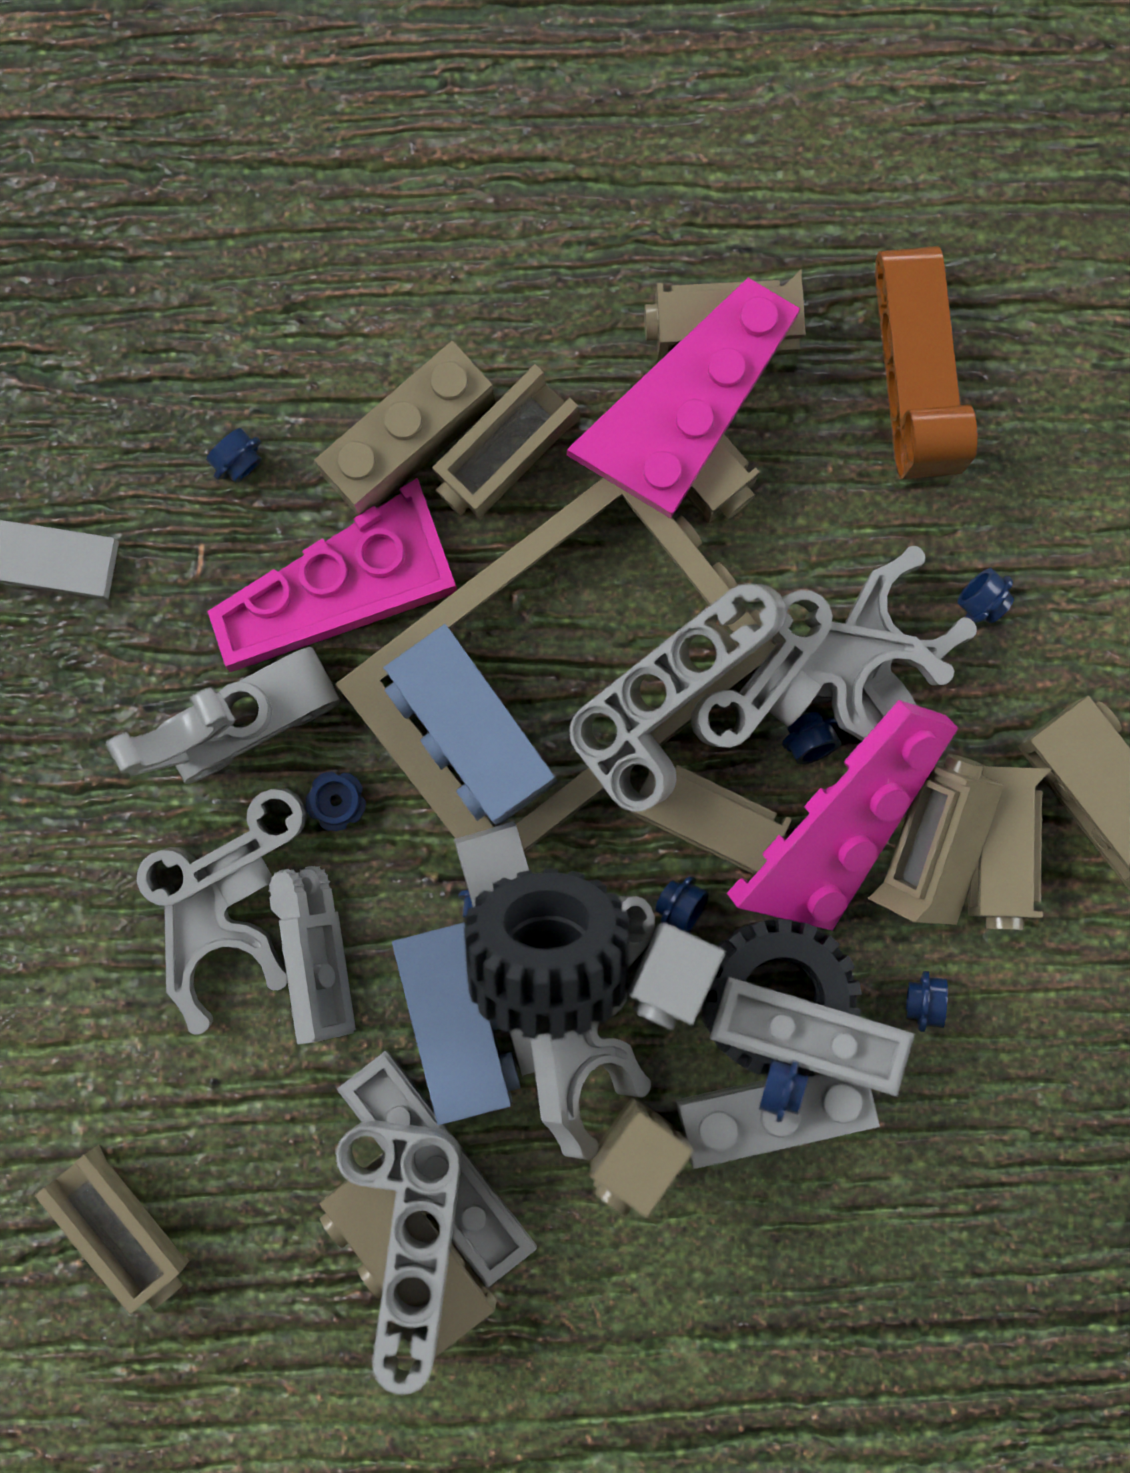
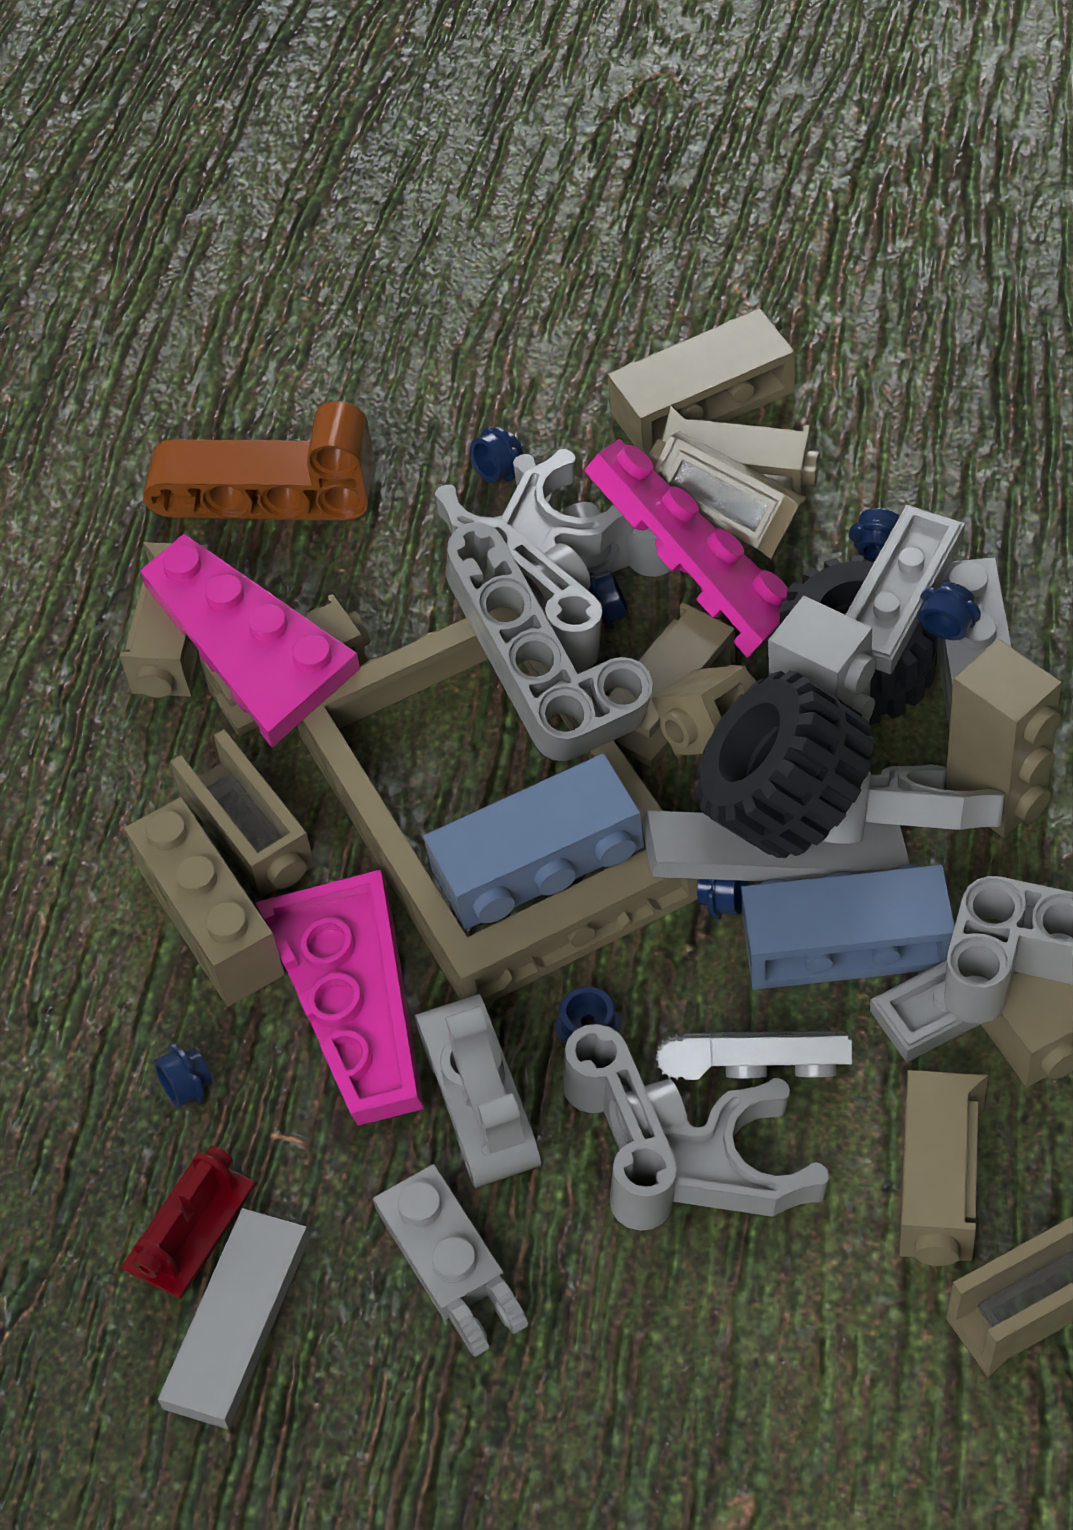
camera: 75 degrees left, 30 degrees down
(97, 495) = (189, 1223): none -> dark red hinge
(108, 707) = (447, 1255): none -> light grey hinge
(217, 1129) = (940, 1166): none -> dark tan window
(649, 867) = (697, 703): none -> dark tan brick

